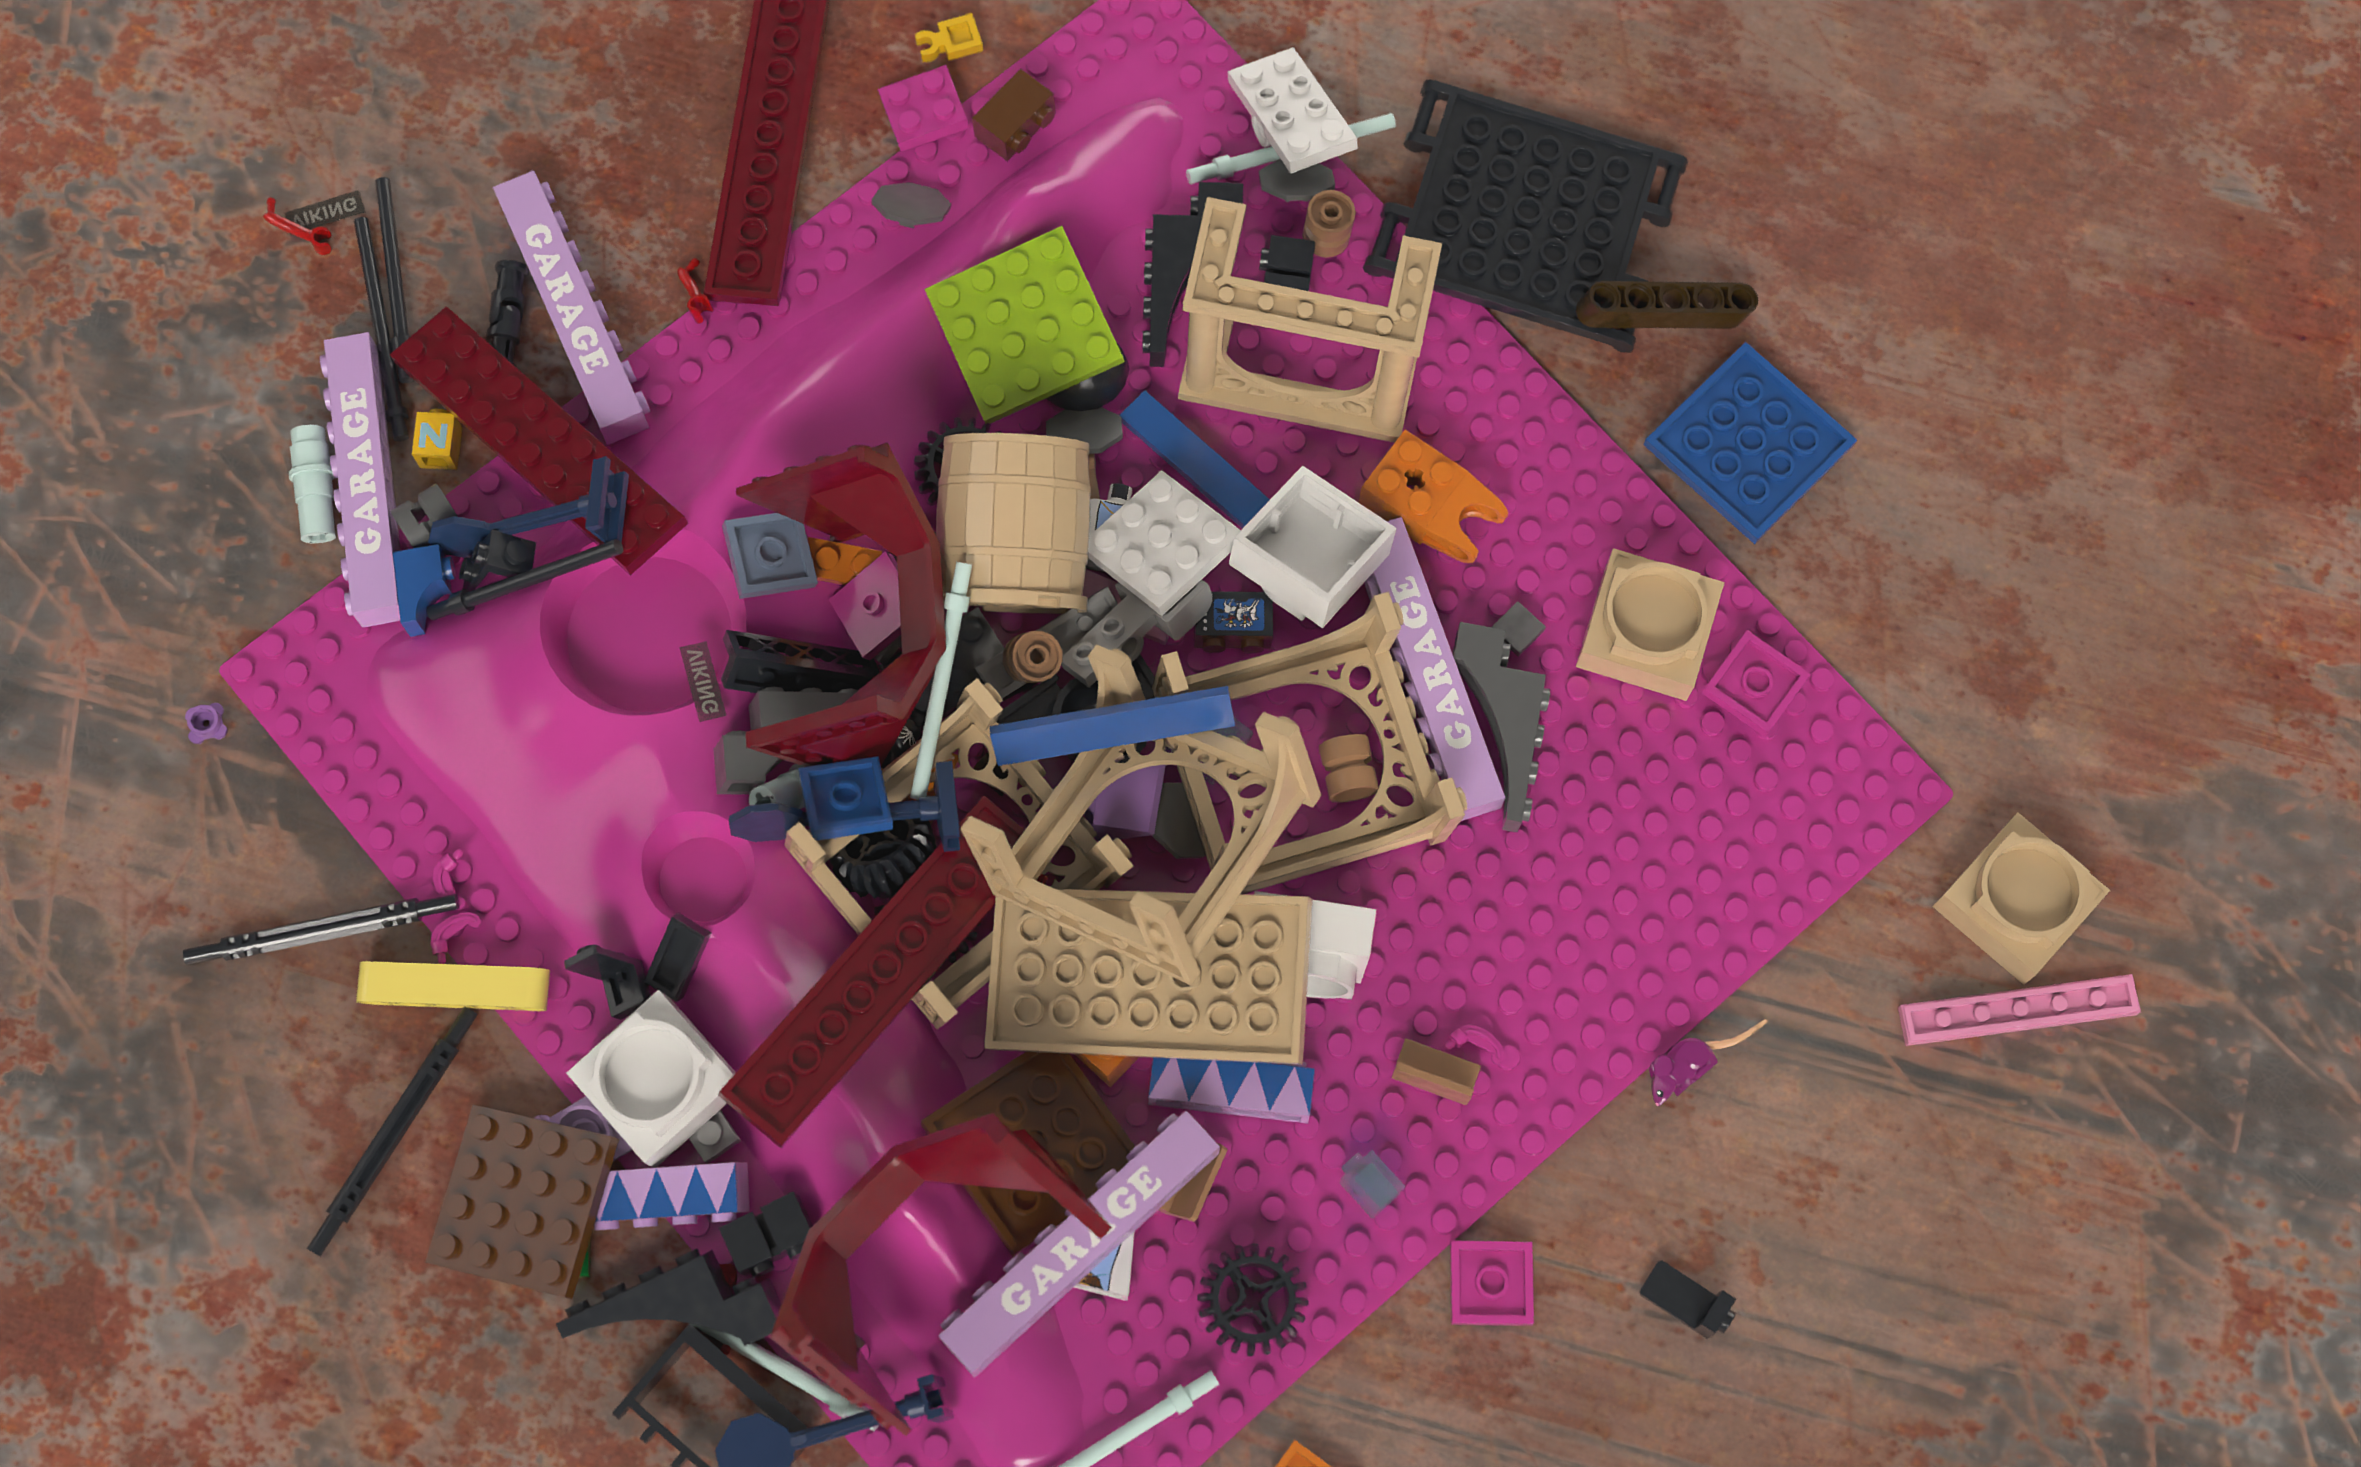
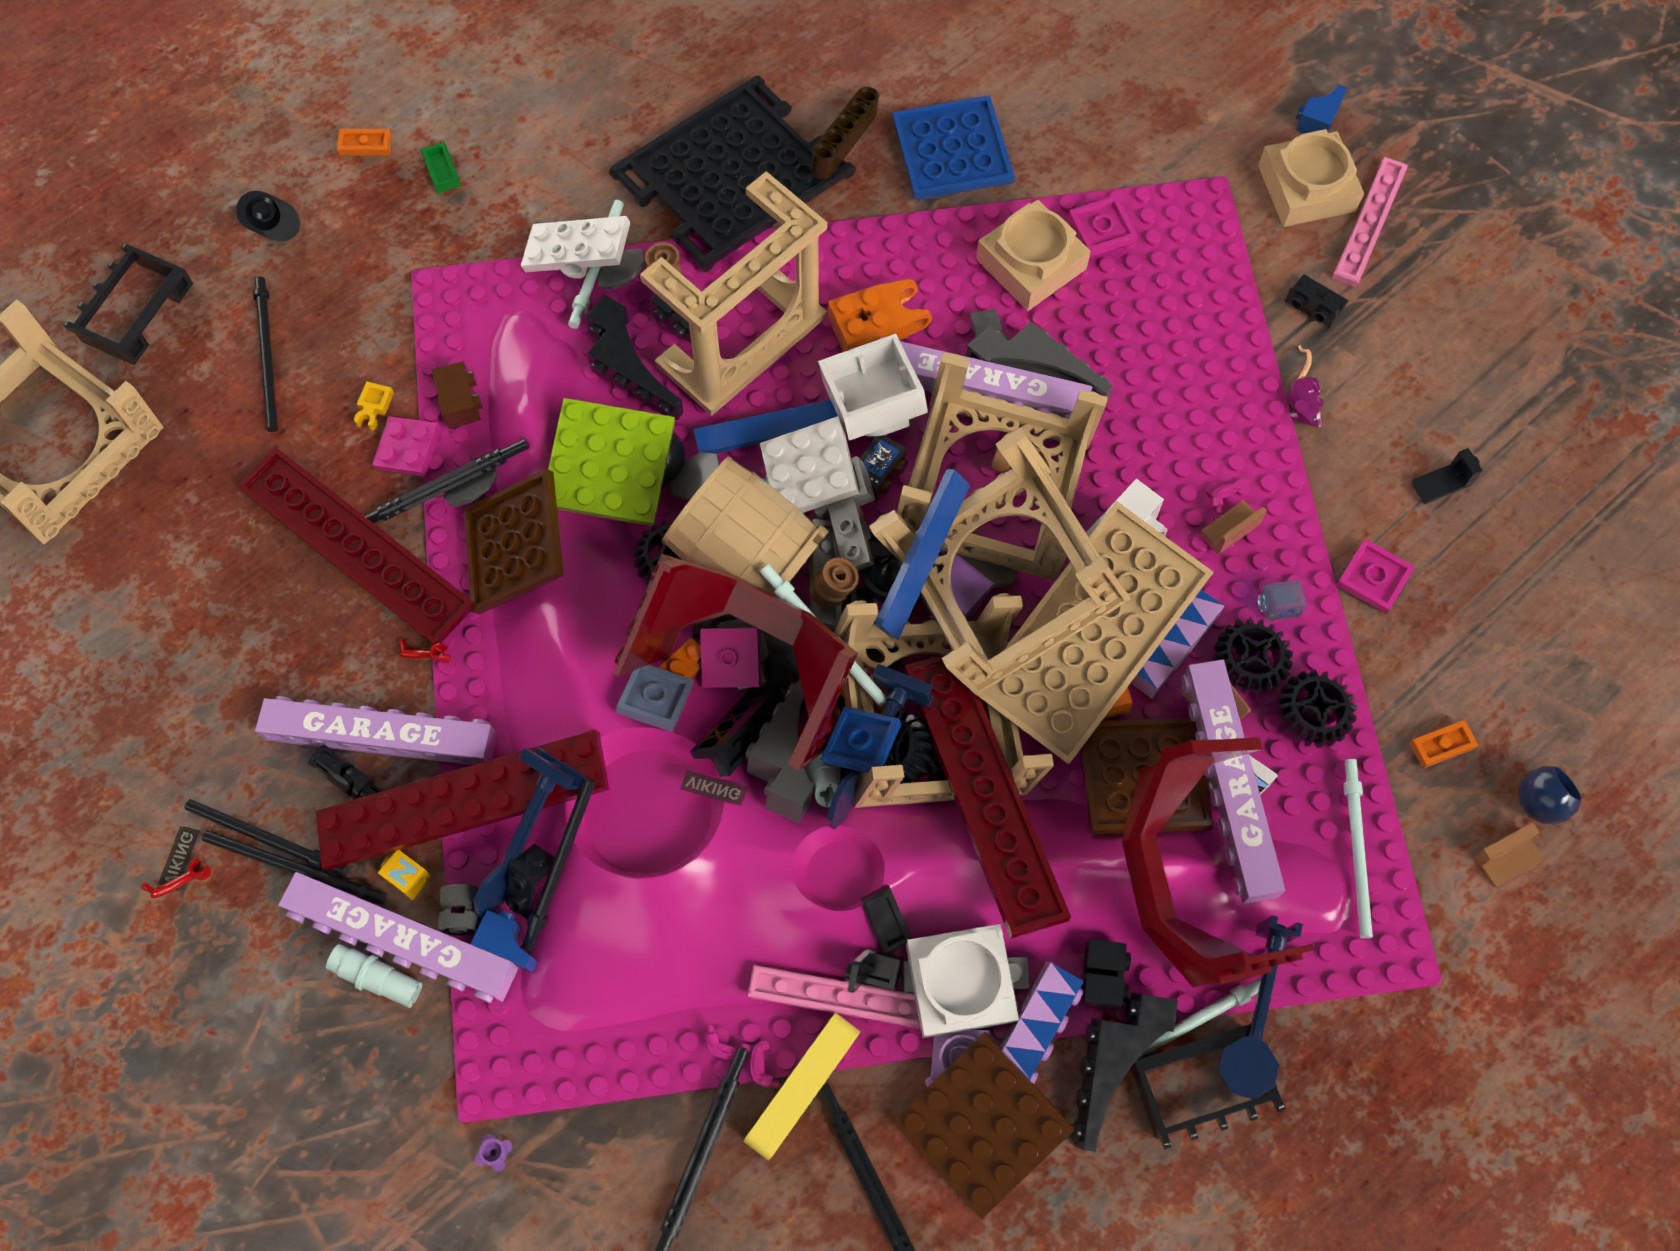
camera: 55 degrees left, 5 degrees down
(560, 940) = (833, 997): none -> bright pink tile
(864, 291) = (513, 541): none -> reddish brown plate
(900, 177) = (446, 481): none -> black axle
(1255, 1180) = (1241, 638): none -> black gear
(1845, 1005) = (1316, 300): none -> black bracket
(2133, 858) = (1320, 111): none -> blue arch

